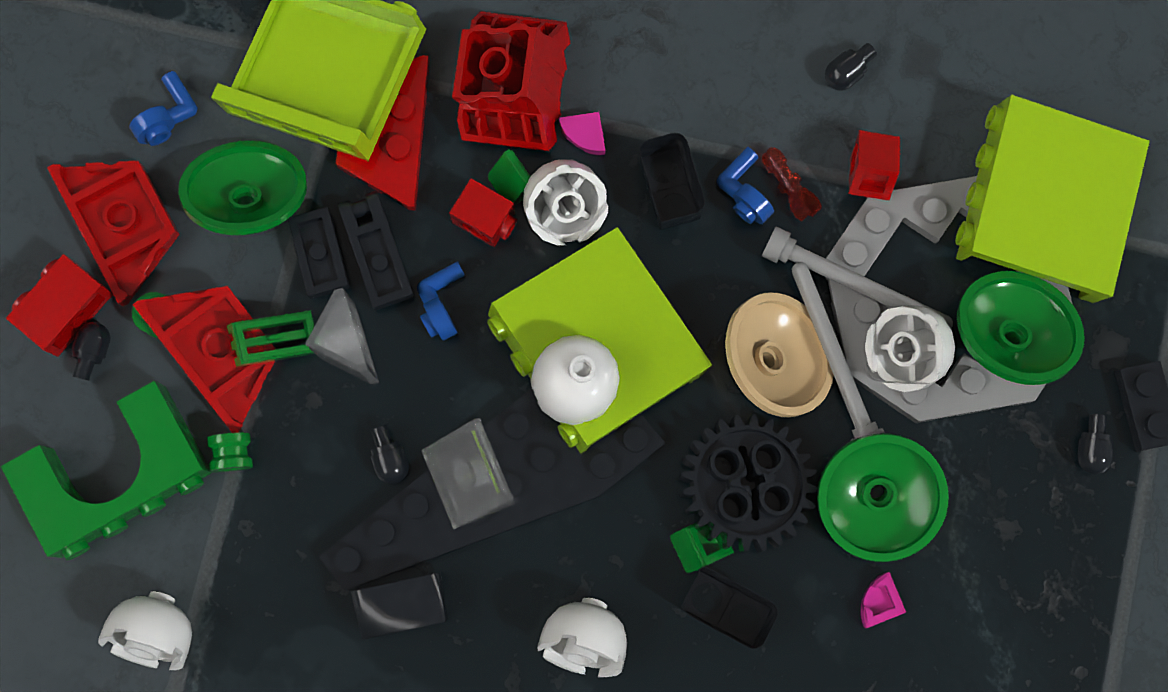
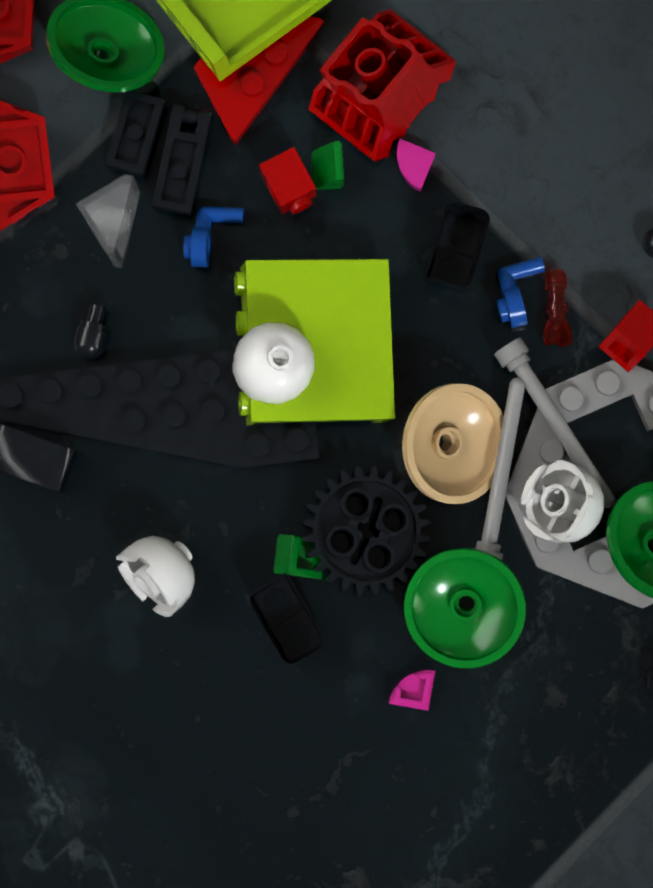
camera: 30 degrees right, 5 degrees up
(241, 344) = (26, 172): green tile -> none
(468, 474) = (145, 387): clear slope -> none
(565, 202) = (358, 212): white cylinder -> none

